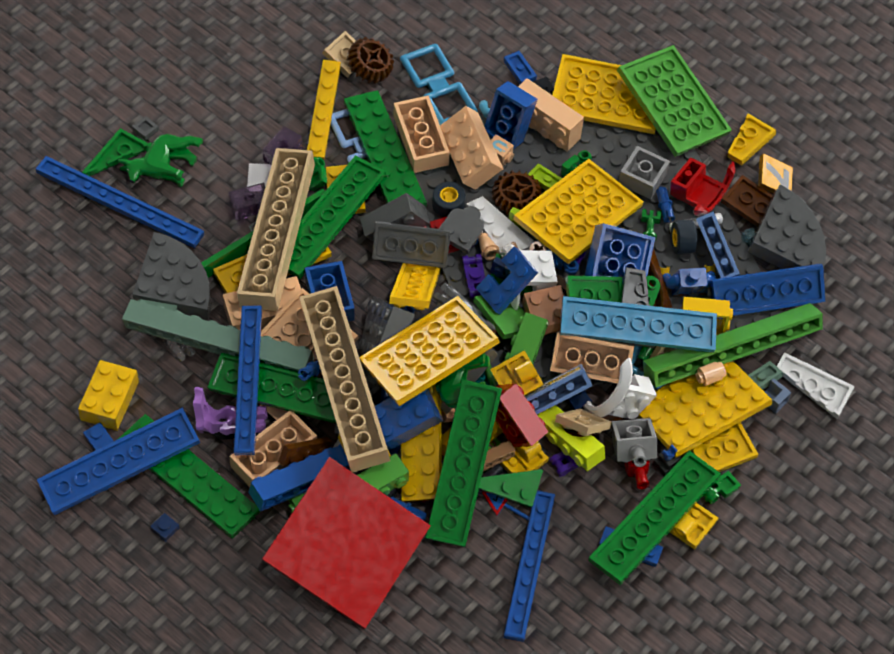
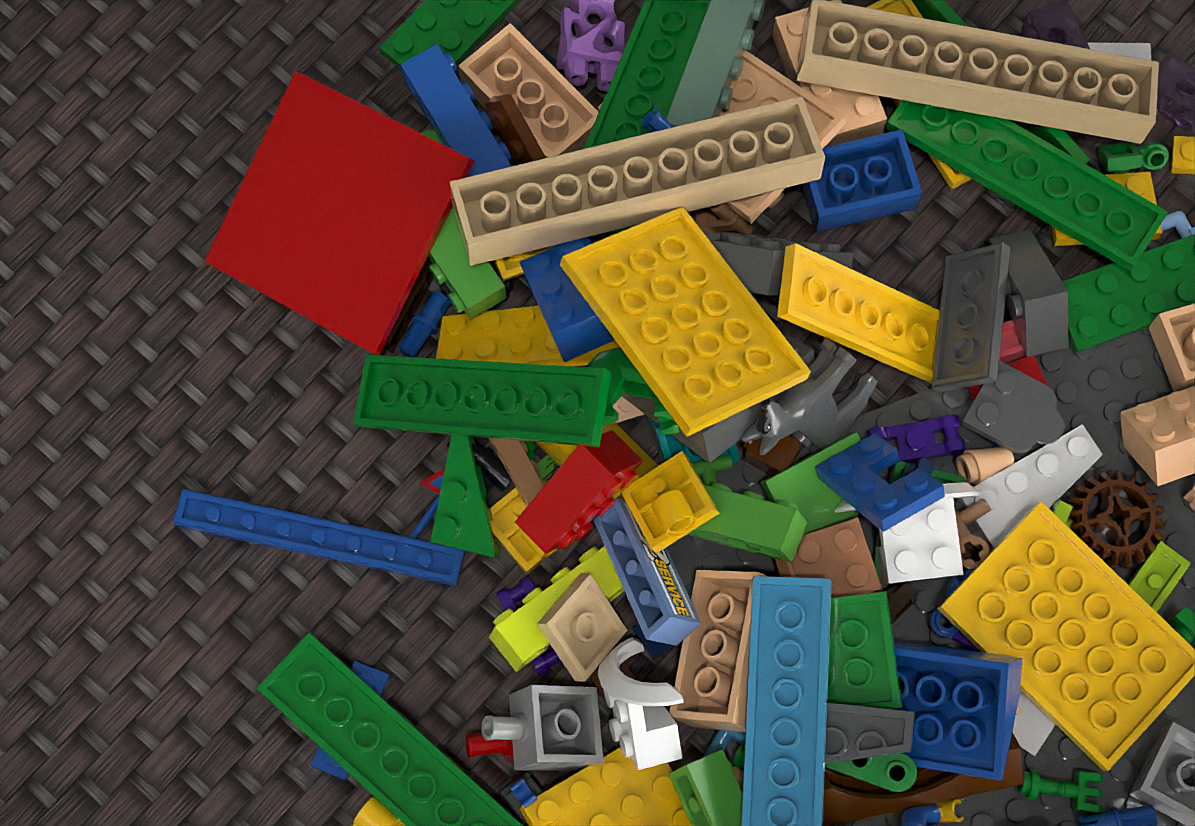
camera: 95 degrees right, 15 degrees up
(248, 380) = (649, 35): blue tile -> none
(448, 197) = (1094, 378): black wheel -> none

